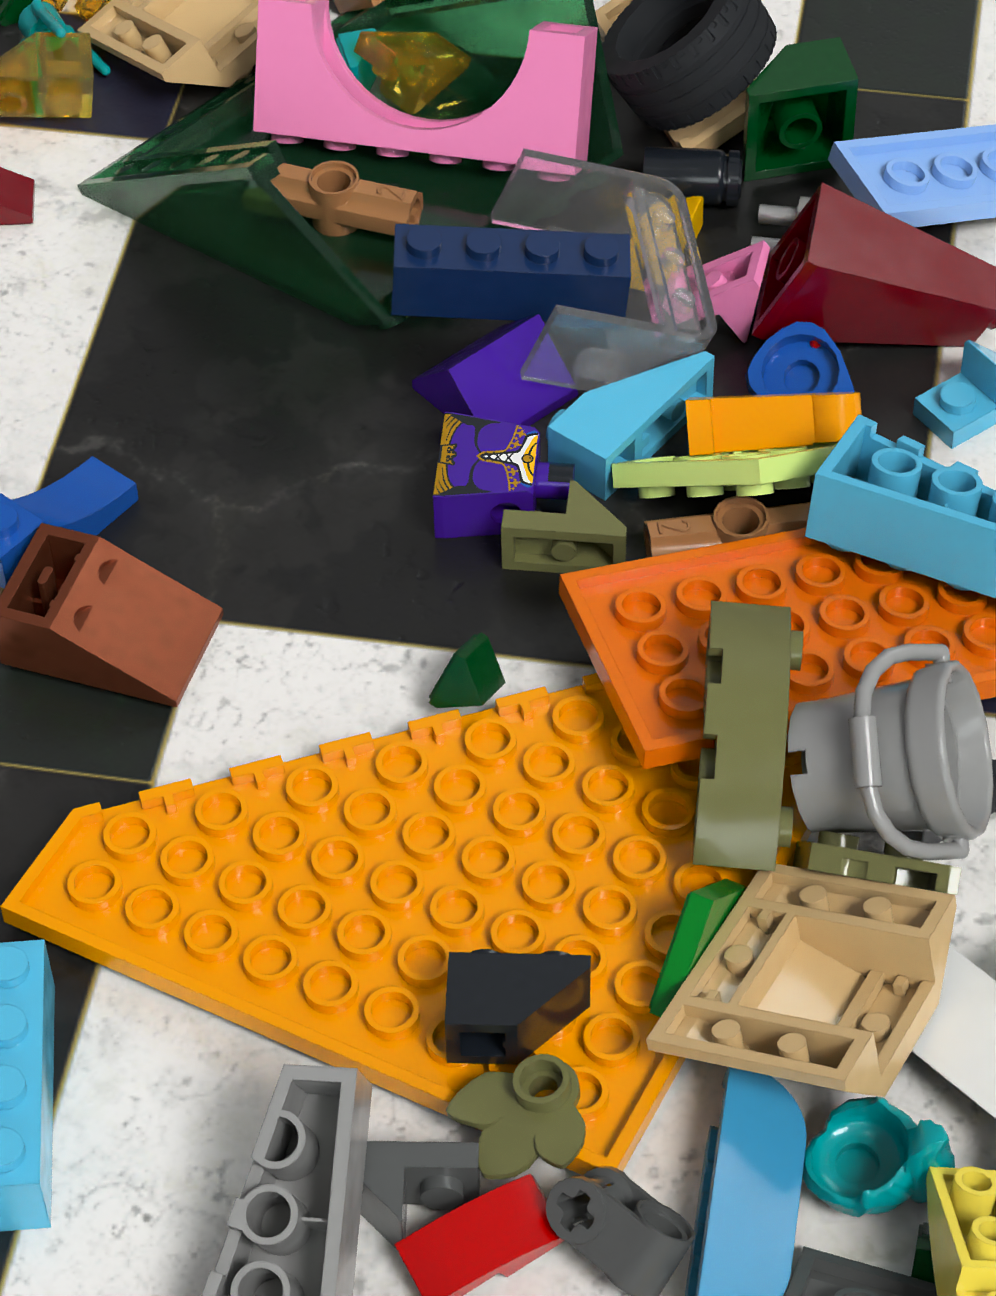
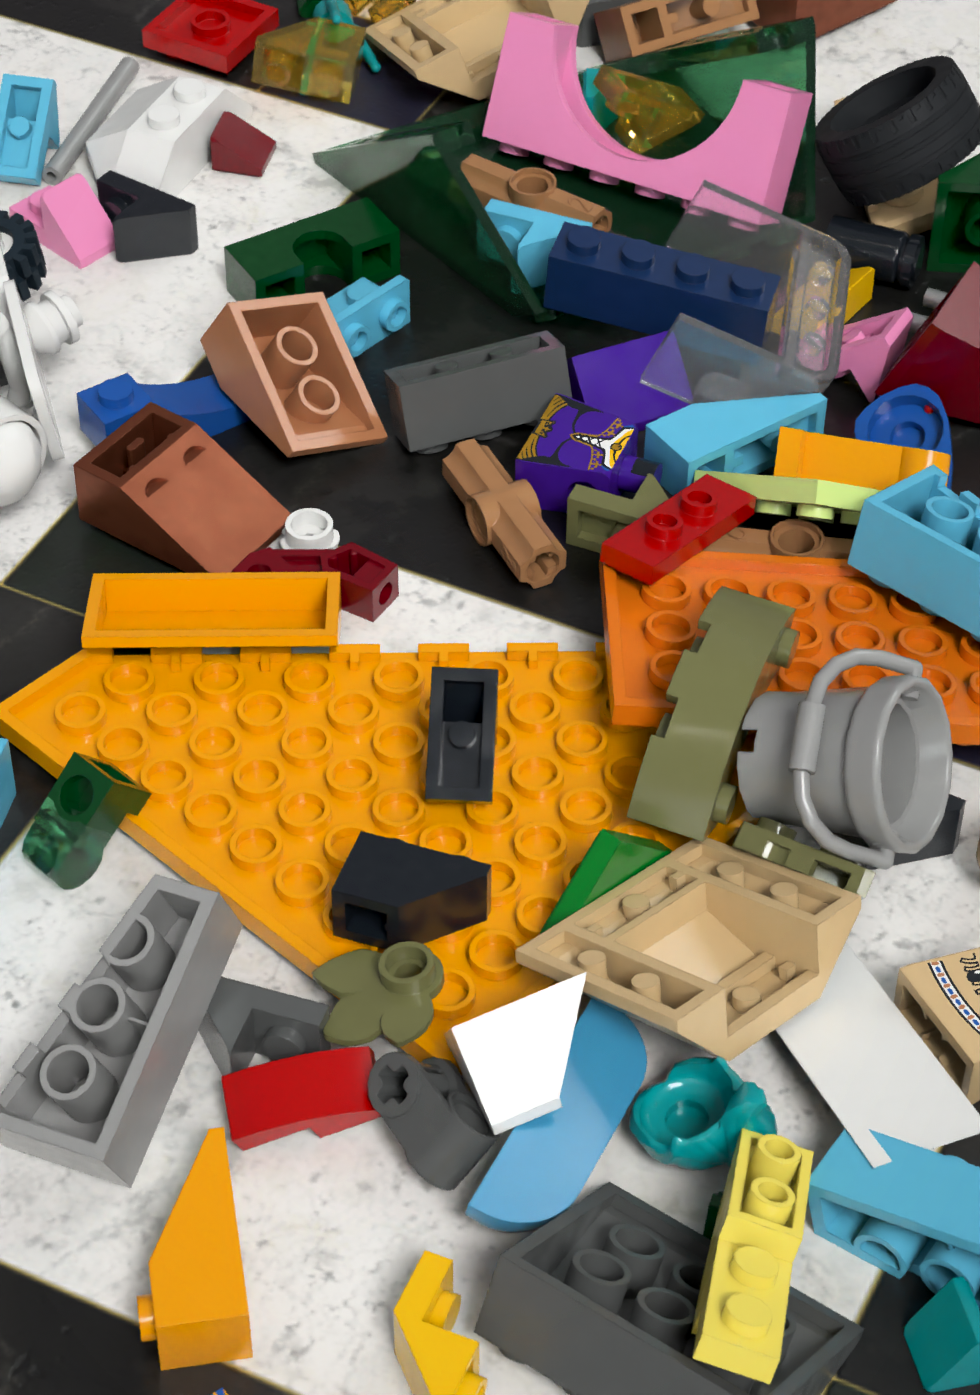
camera: 15 degrees right, 5 degrees down
(93, 332) = (340, 242): none -> dark green arch
(147, 1005) = (80, 819): none -> leg
(167, 453) = (292, 374): none -> nougat slope
(190, 739) = (213, 610): none -> light orange slope
(193, 372) = (370, 311): none -> medium azure bracket
(247, 625) = (309, 530): none -> white plate
(303, 663) = (367, 578): none -> dark red piece
(359, 238) = (528, 235): none -> medium azure slope
(361, 426) = (476, 391): none -> dark grey brick
(435, 554) = (504, 513): none -> medium nougat piece
(469, 676) = (490, 615): dark green slope -> none
(503, 820) = (462, 735): none -> black slope
(629, 540) = (677, 529): none -> red plate
(688, 1146) = (519, 1054): none -> white slope

